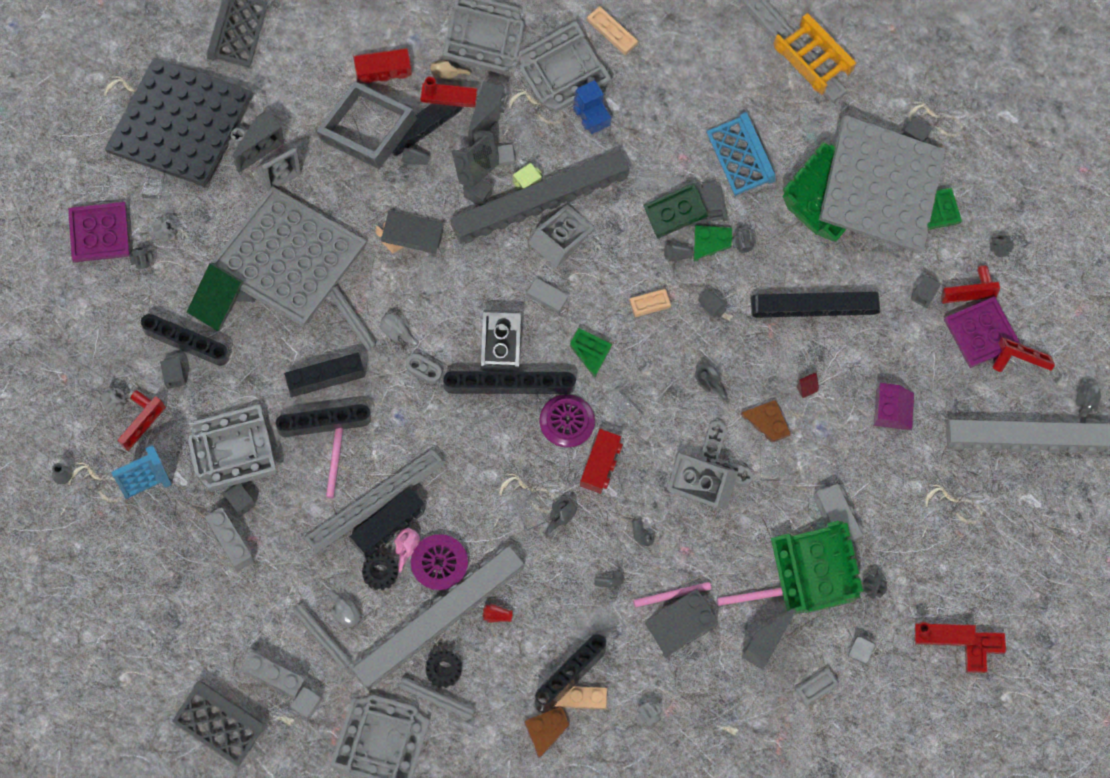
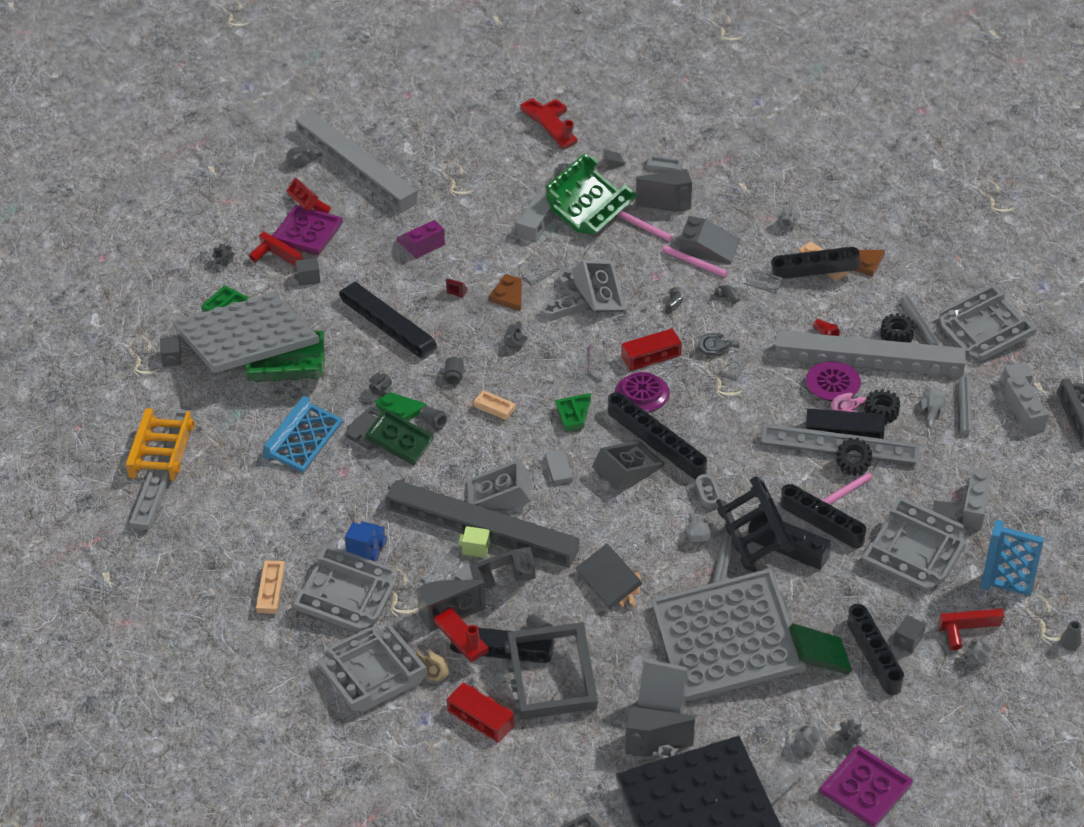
camera: 125 degrees left, 25 degrees down
(346, 485) = (846, 465): none -> black tyre
(347, 361) = (773, 524): none -> black fence

